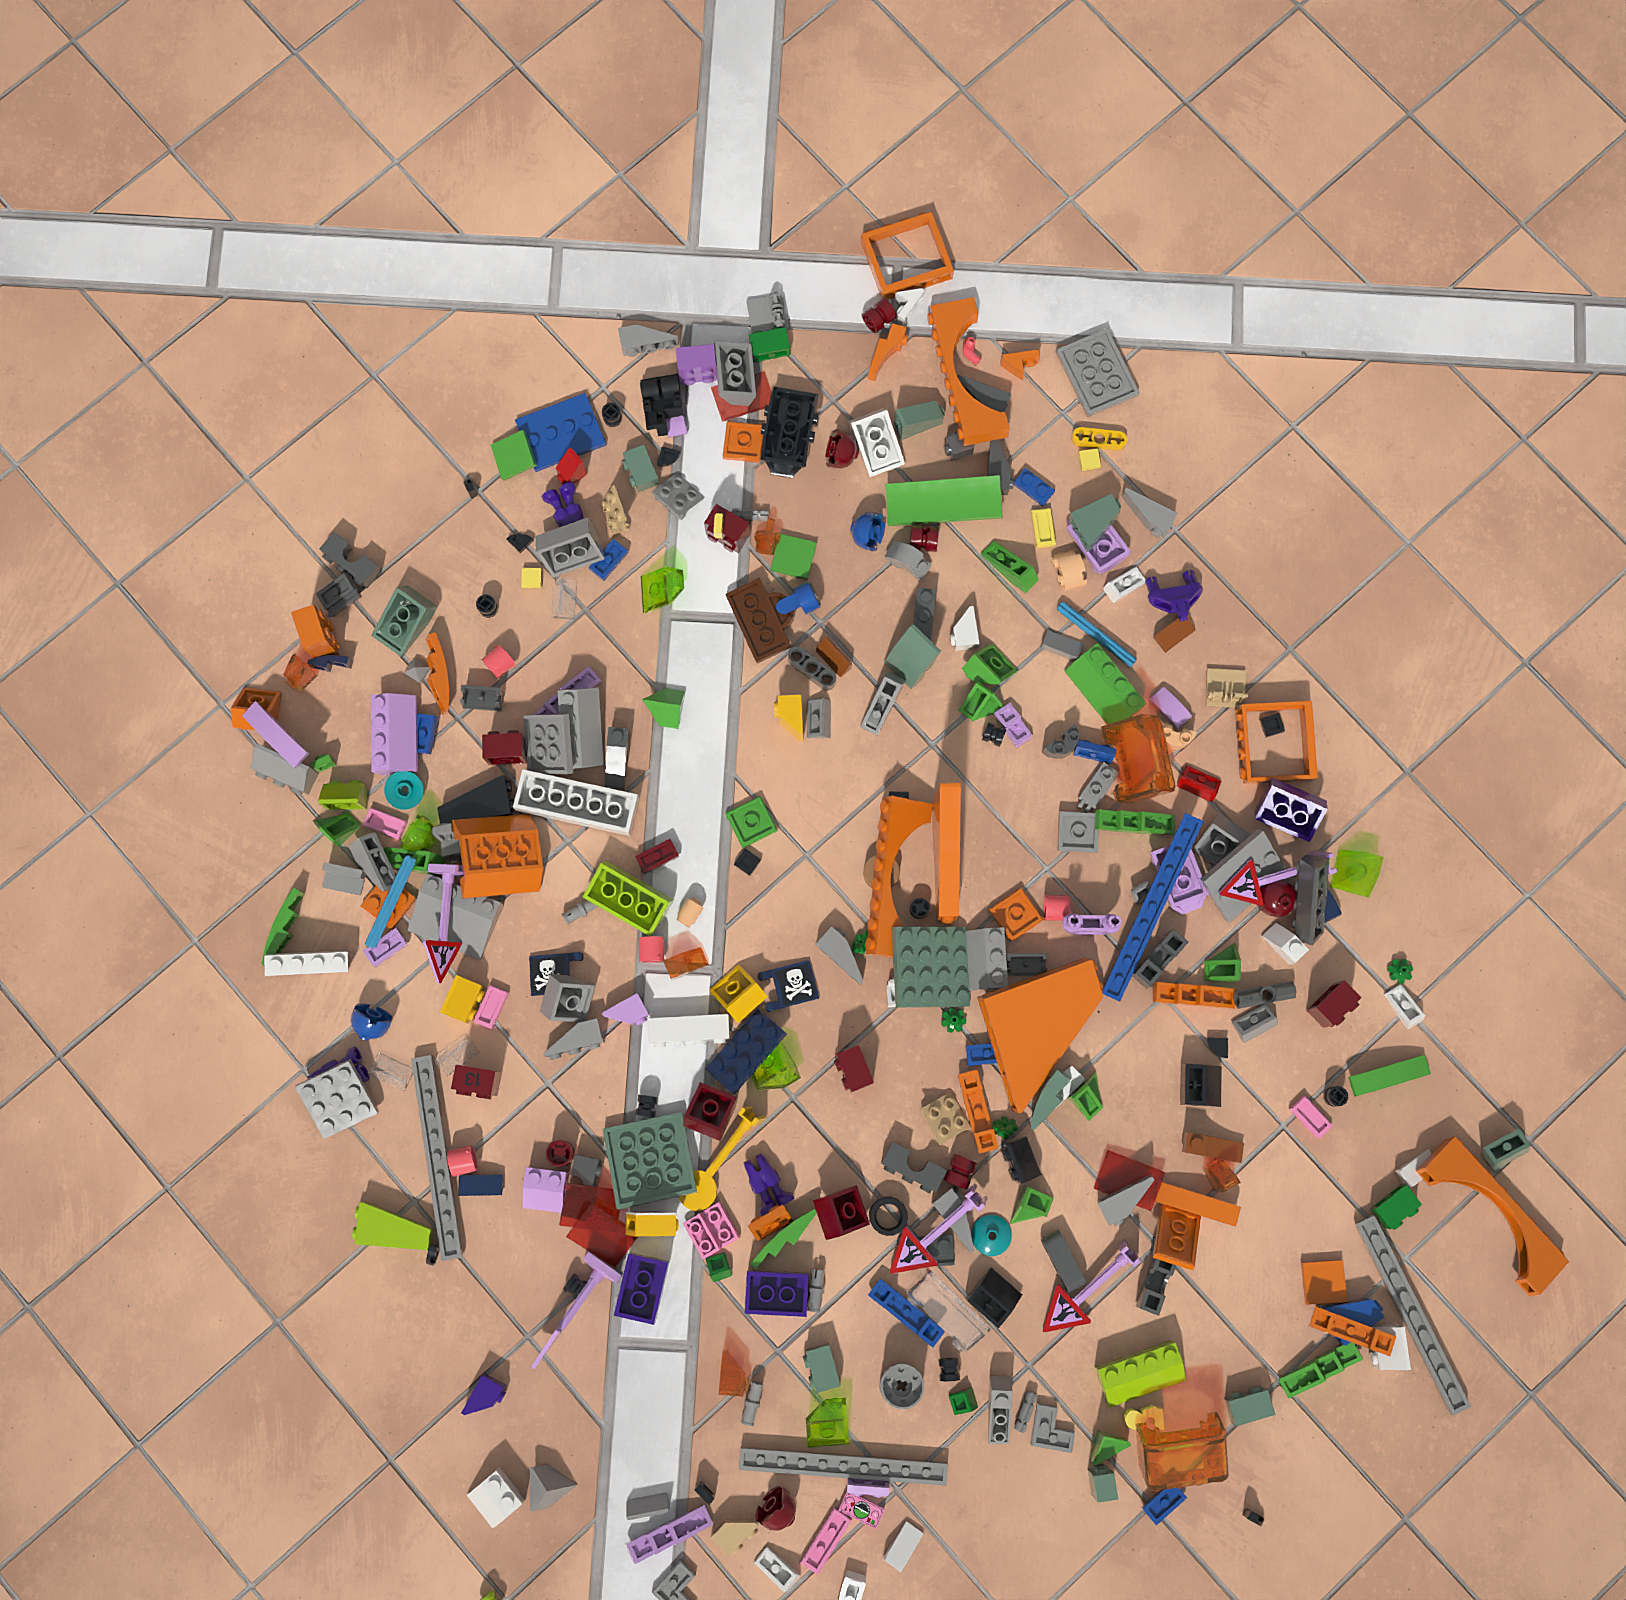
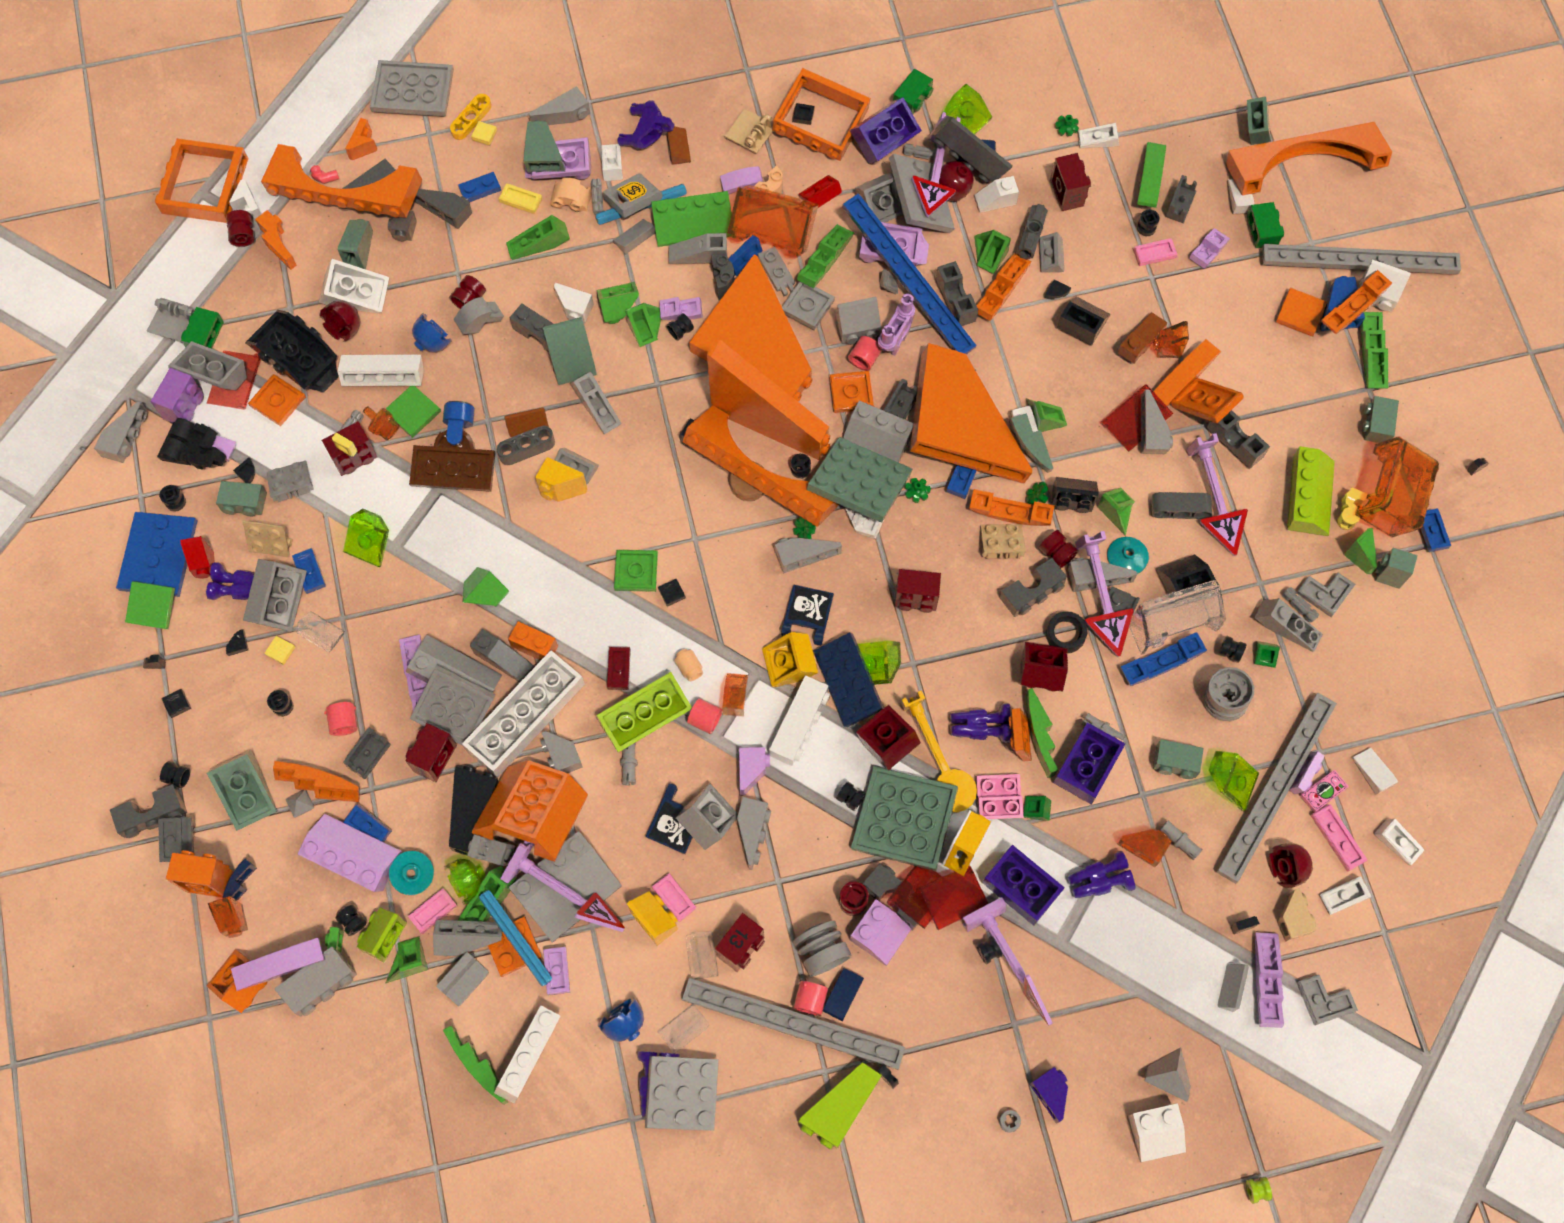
camera: 60 degrees left, 10 degrees down
(344, 765) = (350, 920): none -> black wheel
(388, 561) = (173, 774): none -> black wheel
(445, 1365) = (1016, 1124): none -> light grey bush
(447, 525) = (176, 703): none -> black tile
(504, 1149) = (820, 944): none -> light grey wheel
(561, 851) = (562, 753): none -> light grey slope
(641, 774) = (532, 641): none -> orange brick
(681, 1346) = (1096, 879): none -> dark purple piece
(813, 510) = (381, 370): none -> white brick
(944, 500) = (444, 259): bright green arch -> none
(1017, 803) = (758, 330): none -> orange slope
(1077, 710) = (698, 249): none -> light grey slope
(1082, 592) = (597, 198): none -> light grey axle
(1082, 886) = (858, 320): none -> light grey slope
(1102, 625) = (636, 192): none -> light grey container
(1292, 849) = (919, 151): none -> light grey axle
(1343, 1165) = (1209, 248): none -> lavender slope
(1350, 812) = (915, 90): none -> green brick
(1378, 1116) = (1181, 200): none -> dark grey hinge

